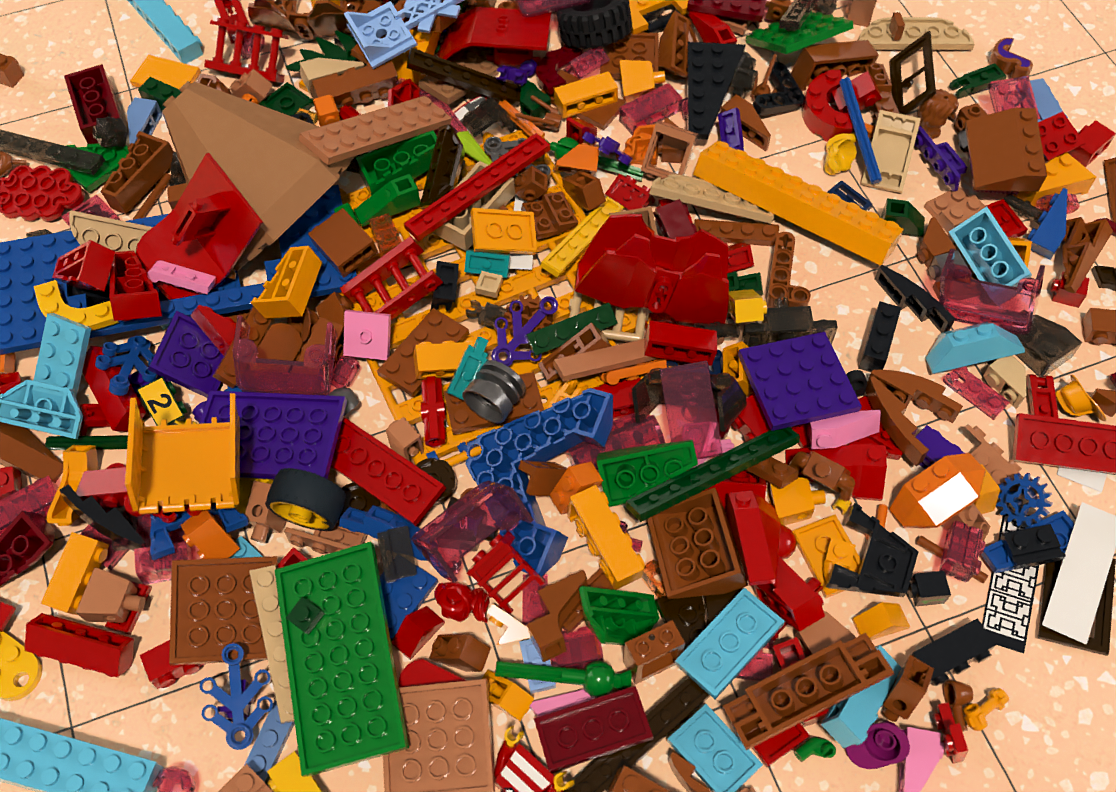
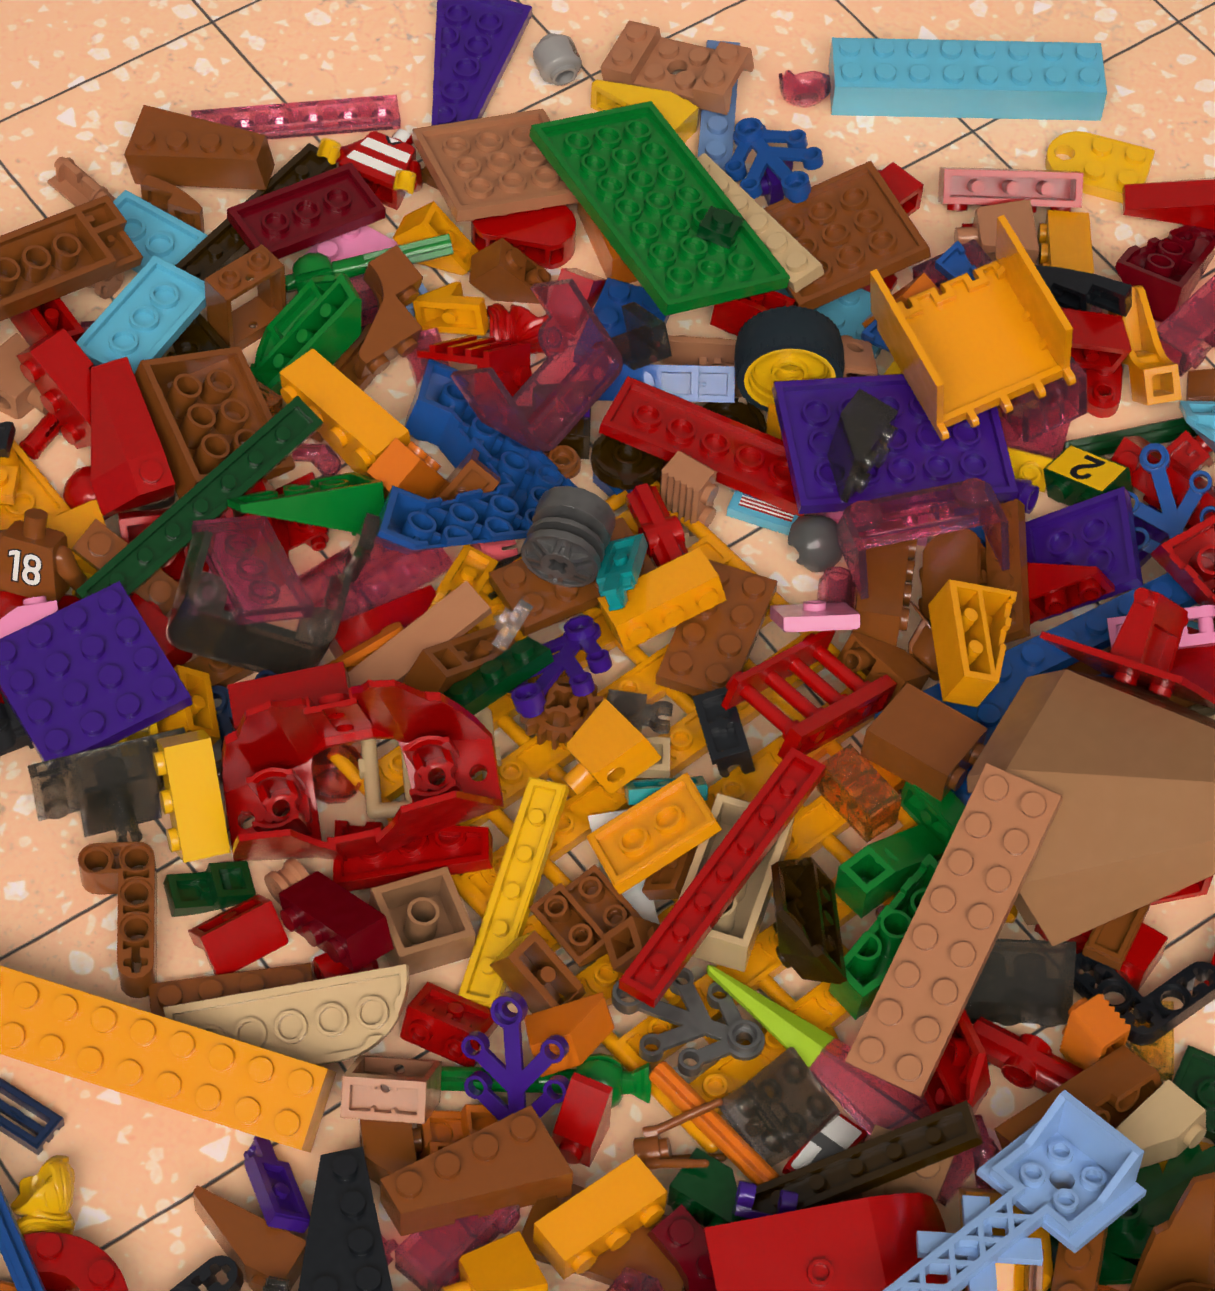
camera: 160 degrees right, 5 degrees down
(295, 403) = (860, 442): none -> clear smoke slope
(511, 279) = (608, 751): none -> light orange torso
(541, 364) = (510, 623): none -> clear plate
(620, 417) = (361, 546): none -> clear smoke tile
(639, 104) = (478, 1174): none -> dark orange wedge

